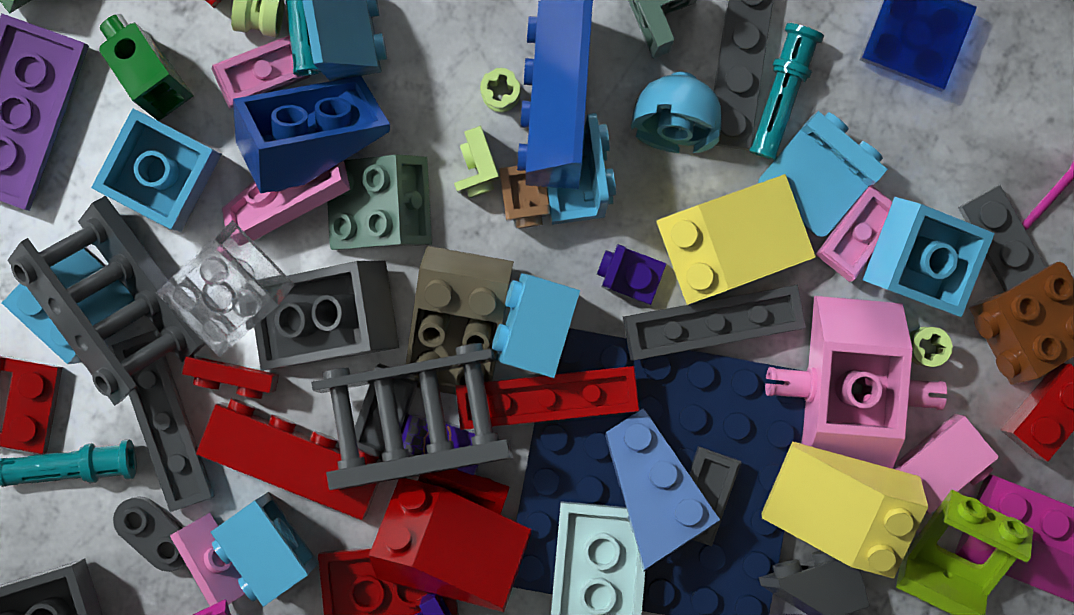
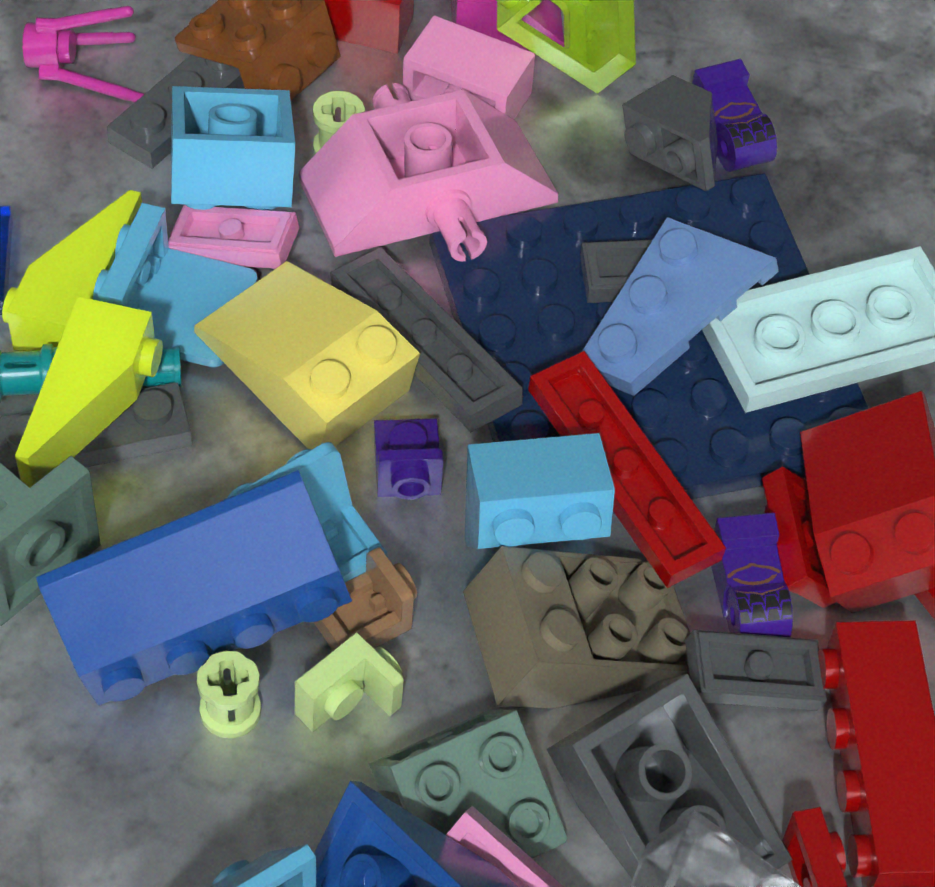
camera: 125 degrees left, 35 degrees down
(396, 459) = (775, 534): dark grey fence -> none
(677, 112) = (163, 461): medium azure cylinder -> none
(757, 86) = (88, 384): none -> neon yellow slope
(847, 507) = (575, 112): light yellow slope -> none
(855, 99) = (70, 269): none -> neon yellow slope

